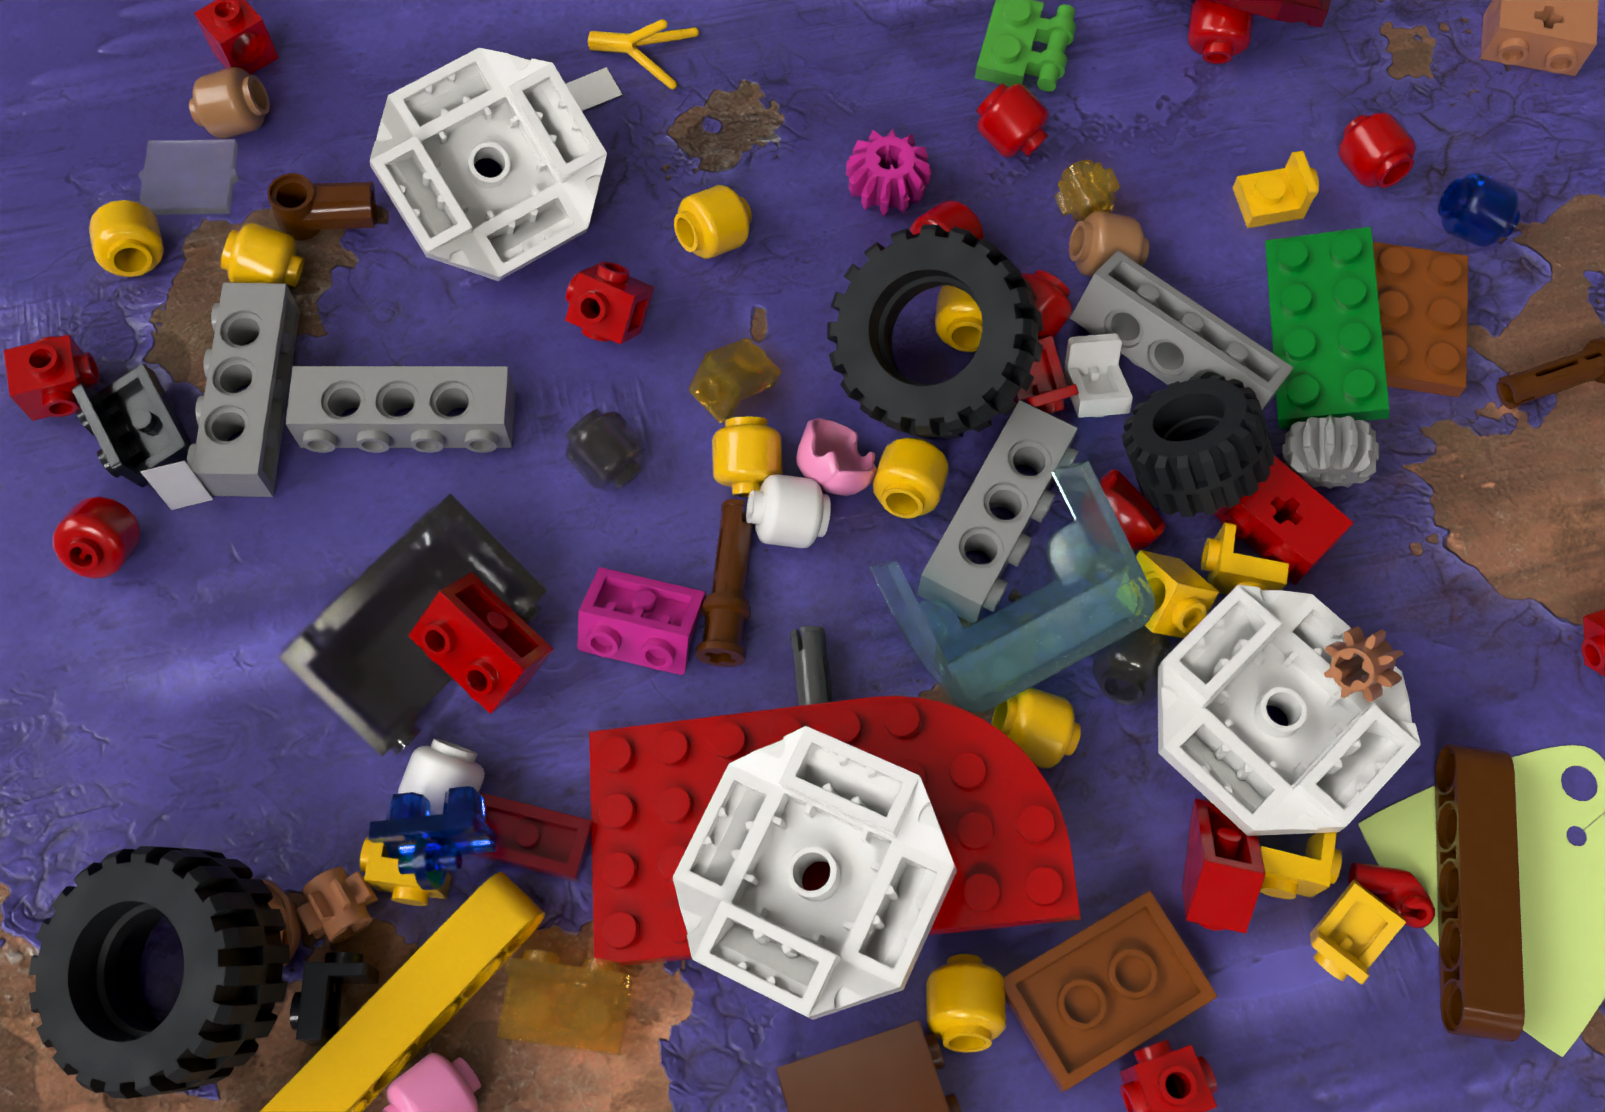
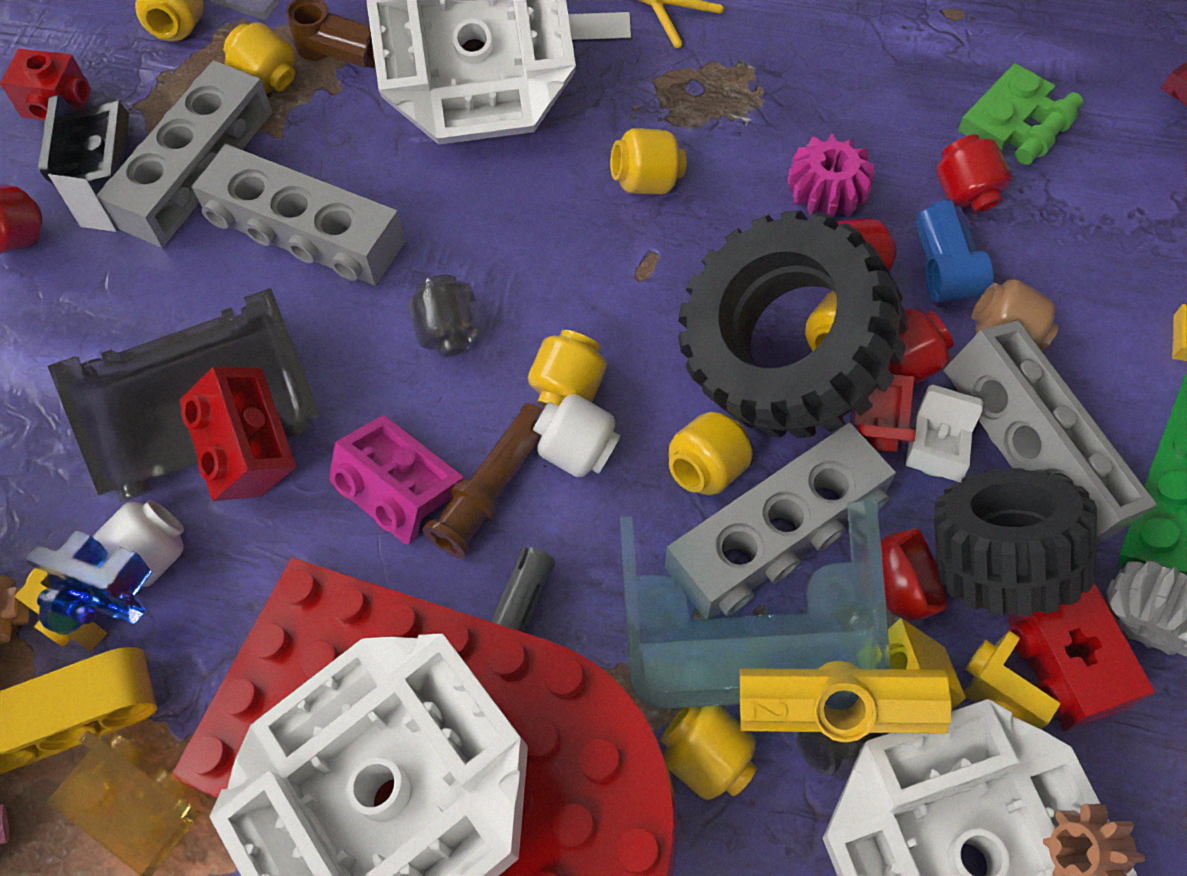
camera: 30 degrees right, 5 degrees down
(537, 837) = (186, 629): dark red plate -> none
(608, 302) = (517, 193): red brick -> none
(732, 375) = (595, 296): clear yellow bracket -> none
(832, 459) = (645, 405): bright pink hair -> none
(1034, 216) = (953, 264): none -> blue piece
(1086, 189) = (1020, 257): clear yellow gear -> none
(1163, 623) = (886, 701): none -> yellow piece

